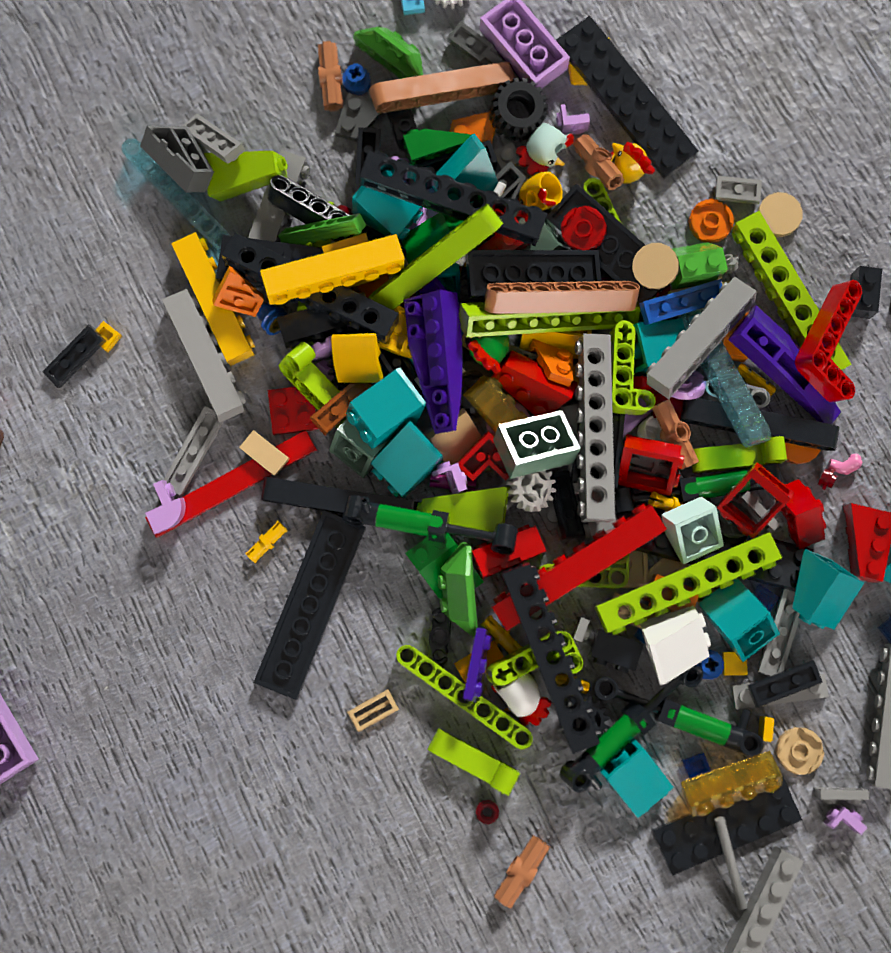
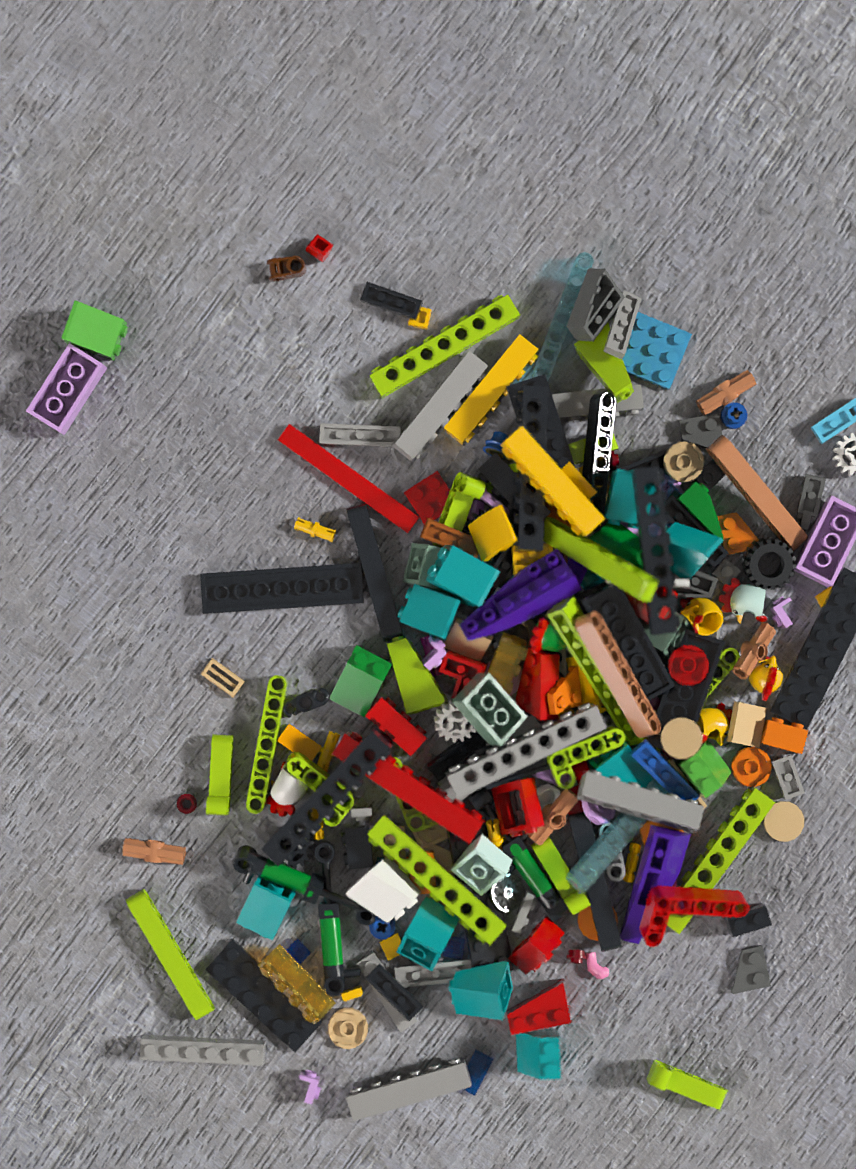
camera: 60 degrees right, 5 degrees up
(157, 401) = (508, 315): none -> lime brick
(170, 512) = (300, 442): lavender brick -> none
(237, 294) = (500, 411): orange wing -> none
(257, 121) = (655, 350): none -> dark azure plate
(264, 453) = (384, 493): tan tile -> none
(323, 230) = (584, 454): bright green piece -> none
(377, 136) = (683, 462): none -> tan tile
(390, 51) = (770, 436): bright green wedge -> none
(434, 525) = (387, 659): black piece -> none
(458, 589) = (346, 701): bright green wedge -> none
(477, 664) = (295, 743): dark purple wing -> none
(639, 906) = (170, 954): none -> lime beam
(655, 228) = (715, 723): none -> yellow piece
(667, 203) = (746, 724): none -> tan tile
(695, 175) = (784, 736): none -> orange brick
(731, 863) = (235, 1010): light grey bar -> none
(732, 263) = (720, 797): light grey plate -> none
(770, 484) = (544, 908): red window -> none
(830, 795) = (331, 1083): light grey plate -> none

